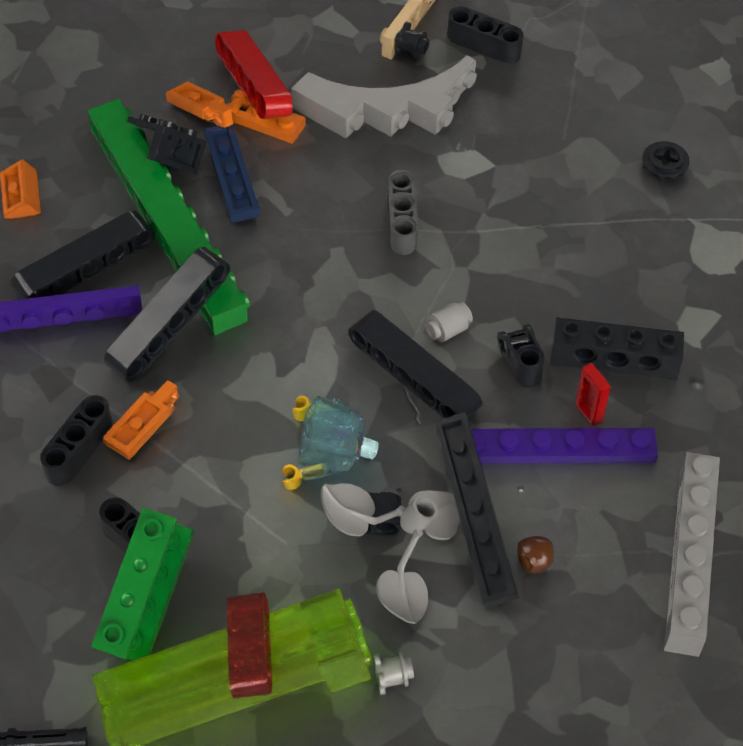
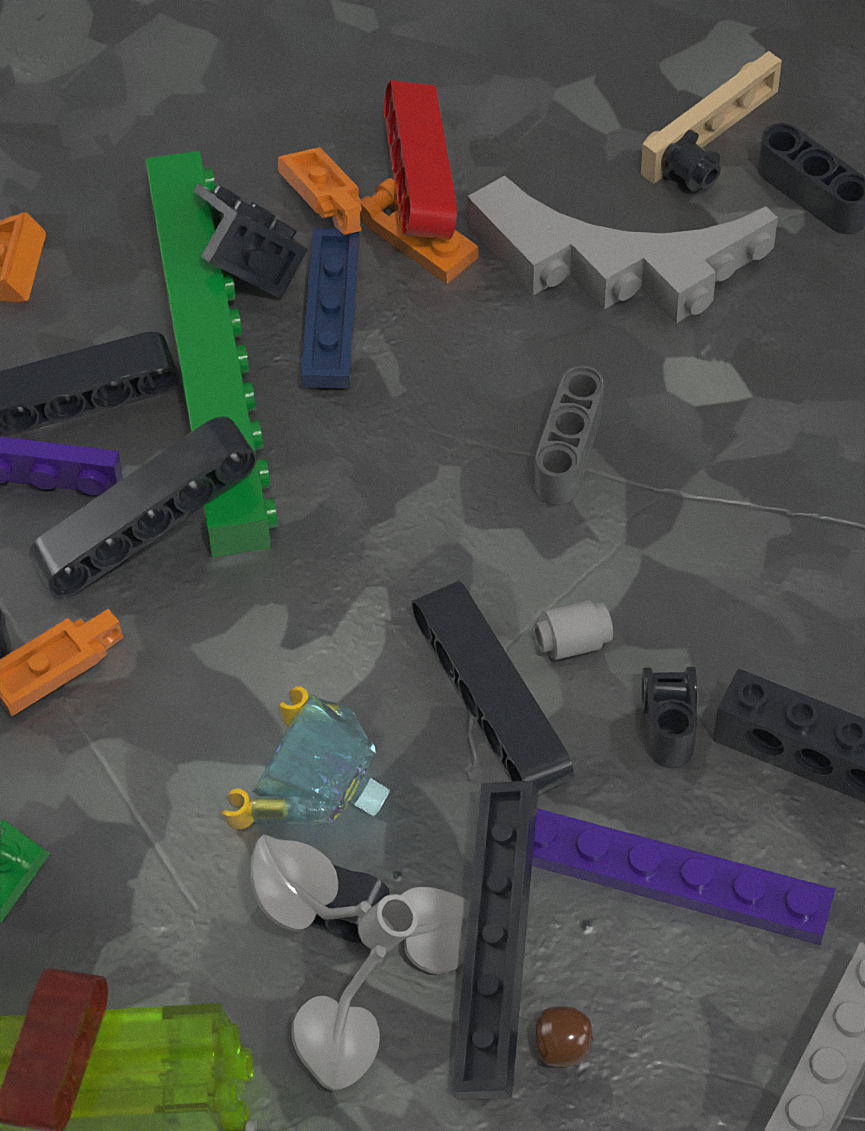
camera: 20 degrees right, 0 degrees up
(592, 394) = (748, 808): red plate -> none

